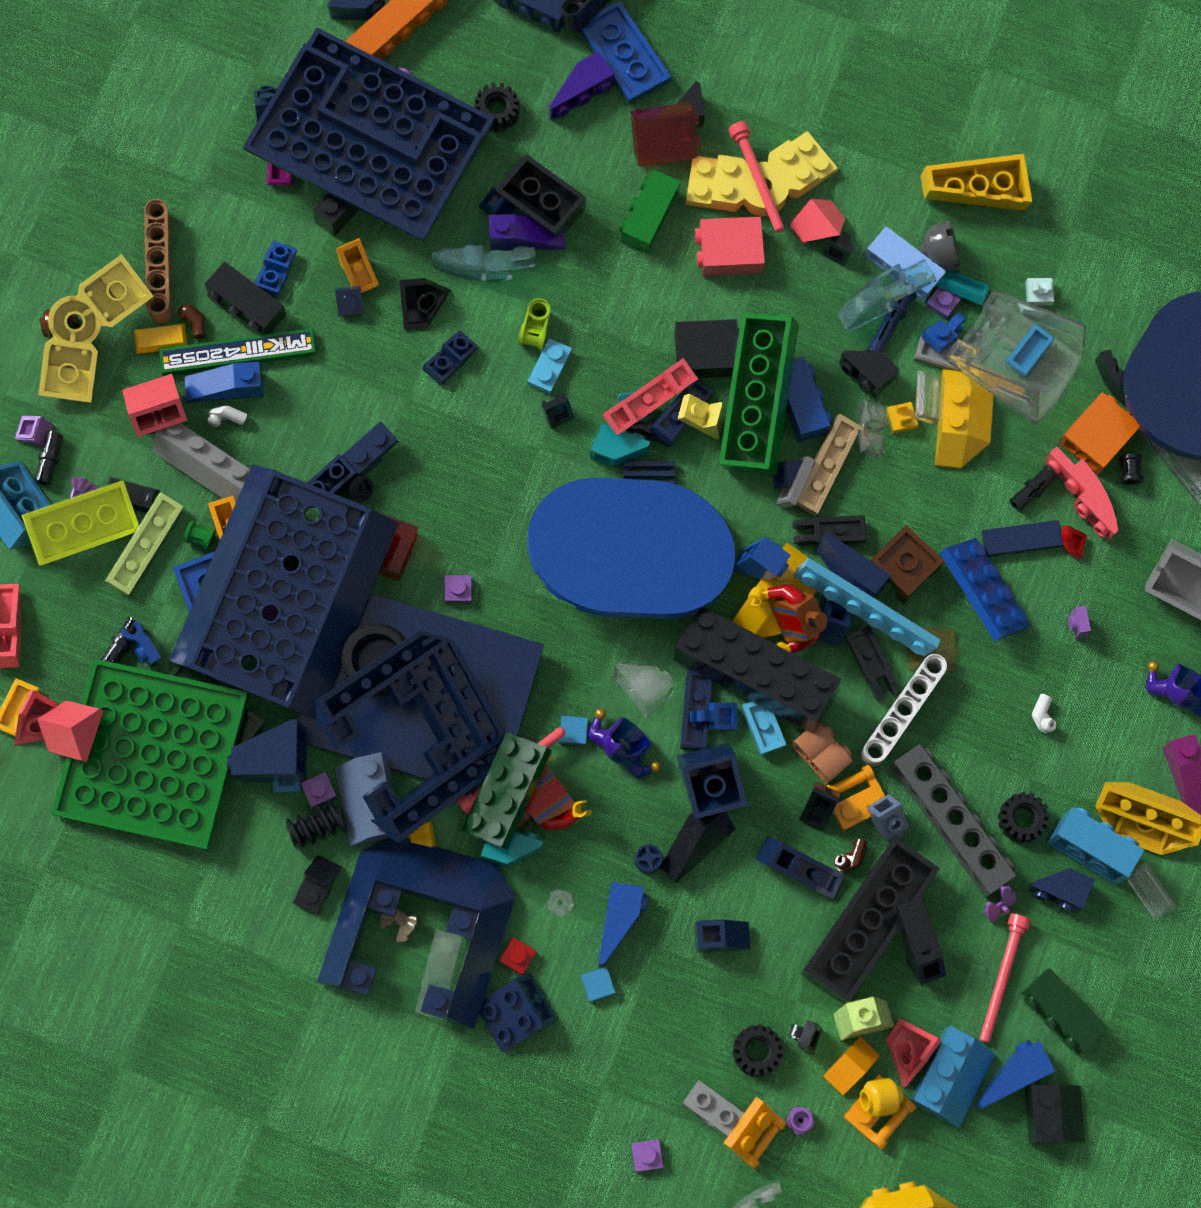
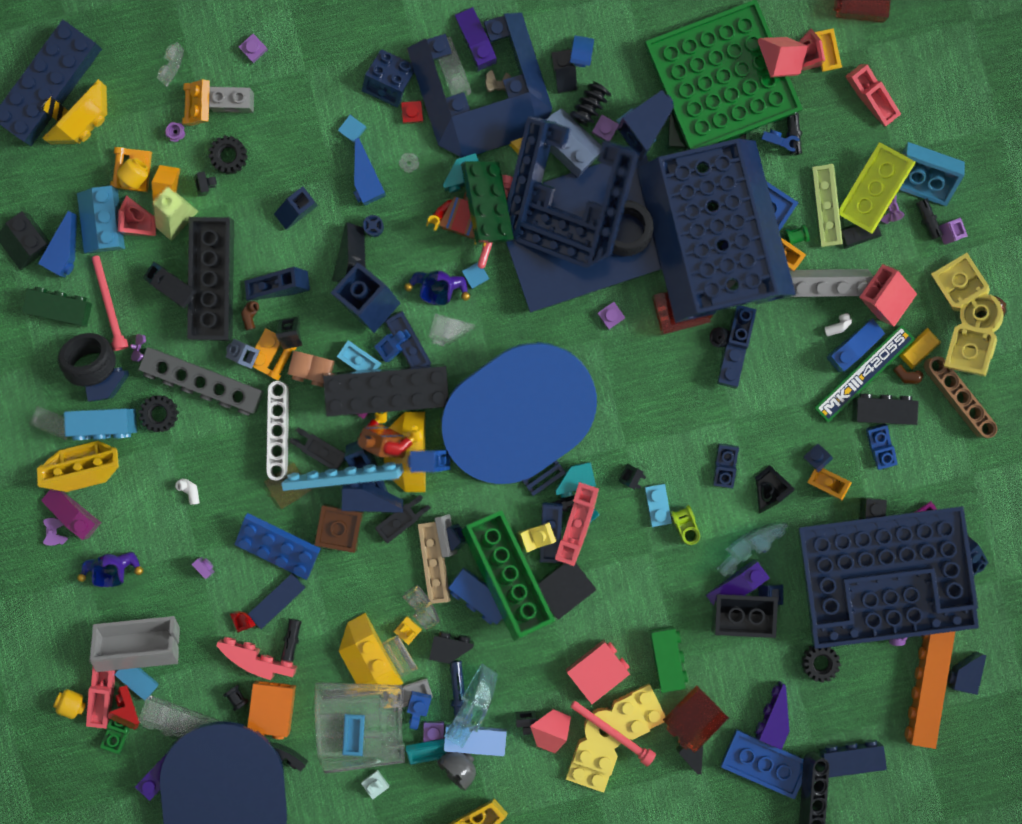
camera: 150 degrees right, 15 degrees up
(282, 888) = (582, 51): none -> blue slope
(388, 988) = (476, 39): none -> dark purple slope
(1061, 948) = (93, 372): none -> black tyre

